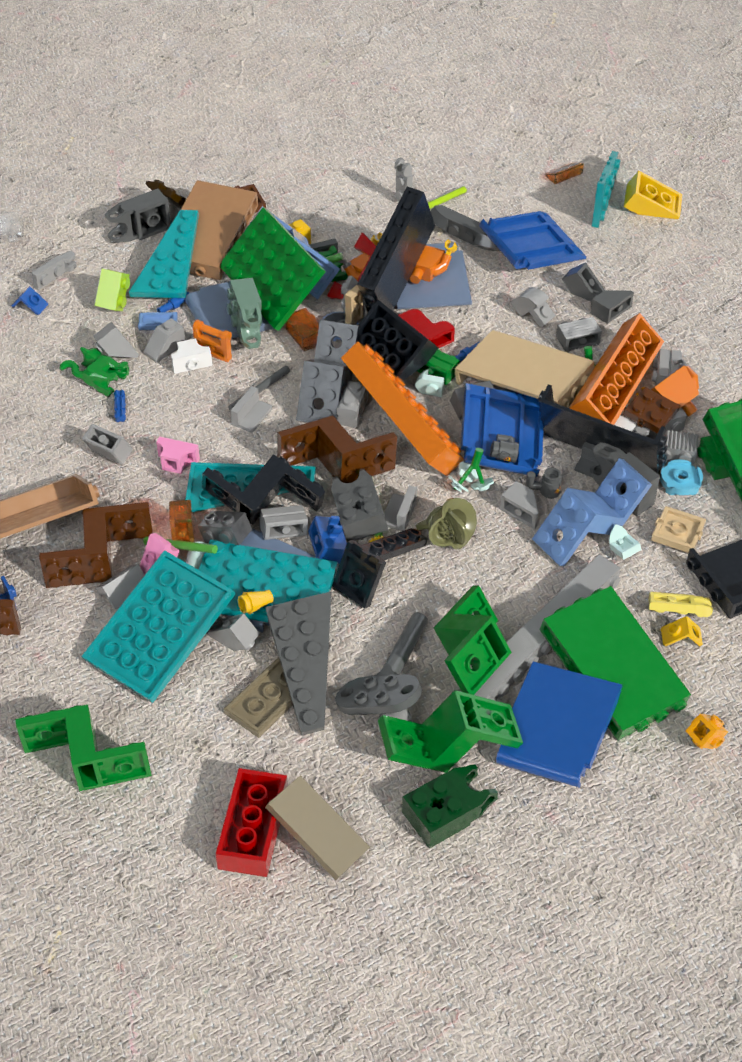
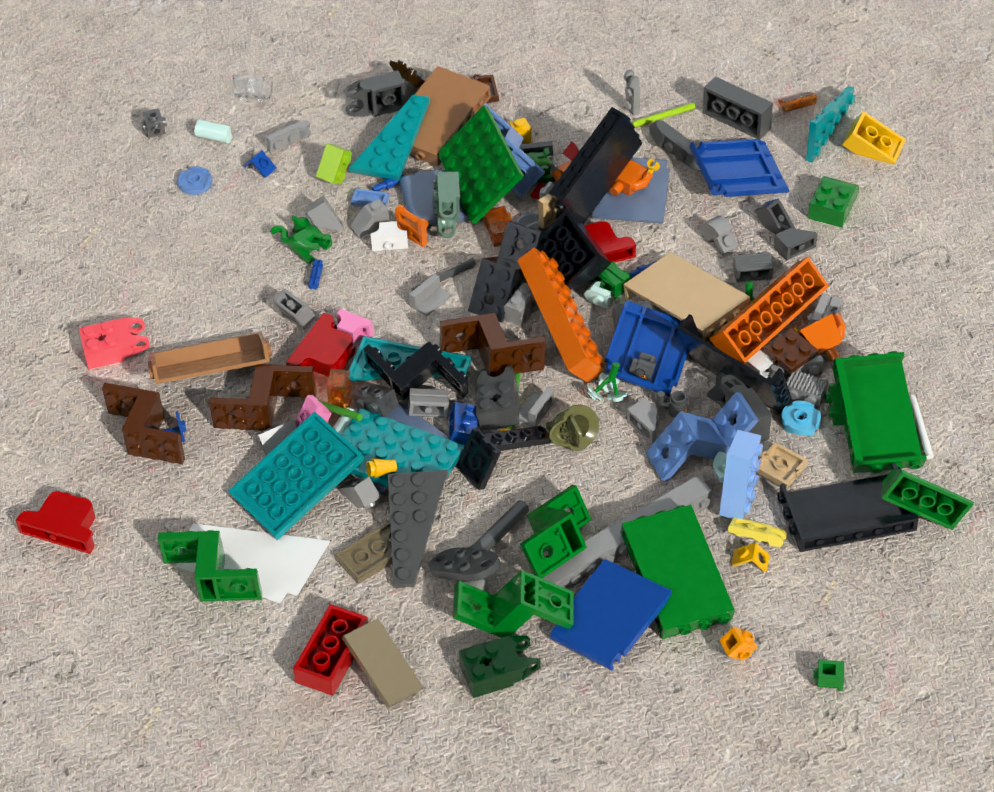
camera: 15 degrees right, 0 degrees up
(151, 481) = (323, 347): none -> red brick
(167, 726) = (280, 563): none -> white sticker
(511, 184) = (737, 108): none -> dark grey brick
(635, 260) = (833, 201): none -> green brick
(653, 545) = (741, 475): none -> light blue brick

